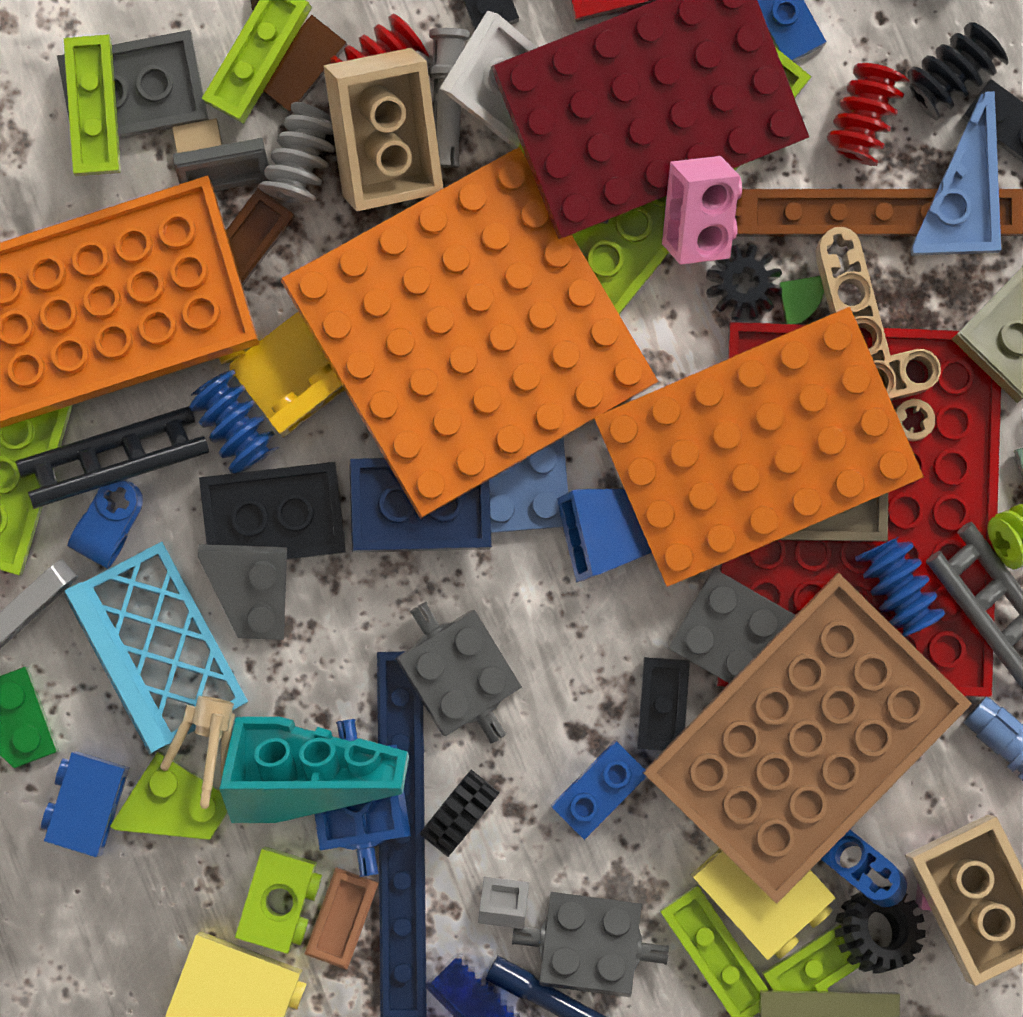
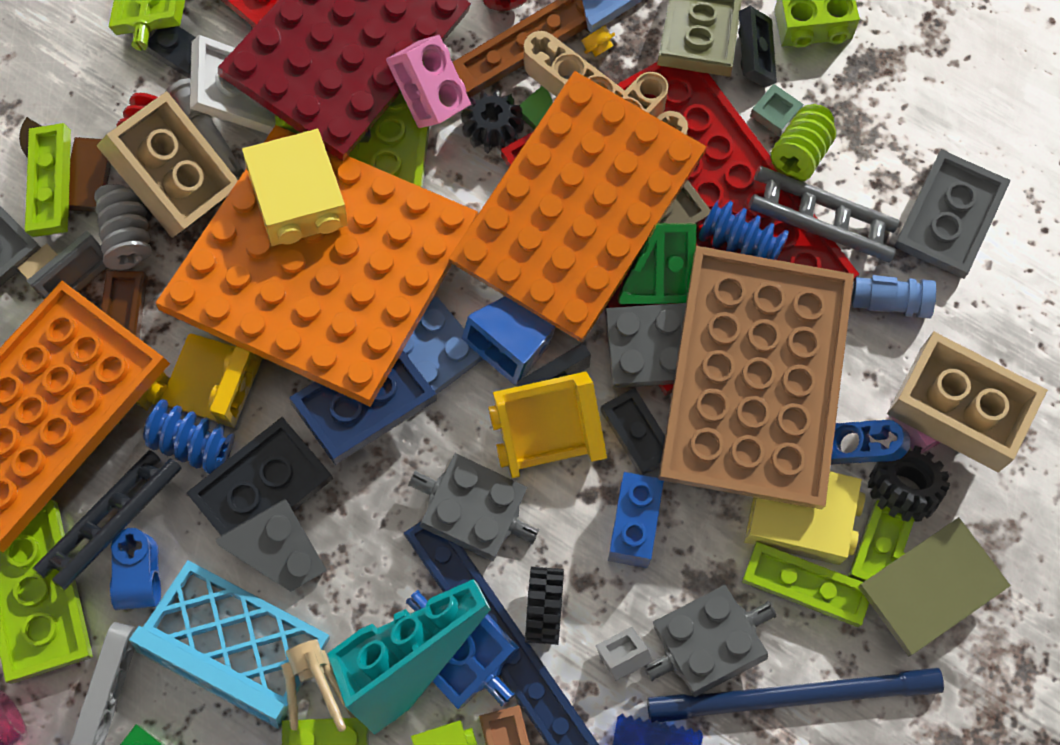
camera: 30 degrees left, 15 degrees down
(489, 247) = (295, 187): none -> light yellow brick
(580, 641) = (547, 422): none -> yellow panel
(621, 596) = (569, 363): none -> black plate
(795, 565) = (662, 266): none -> green wing
(915, 267) = (598, 41): none -> yellow plate

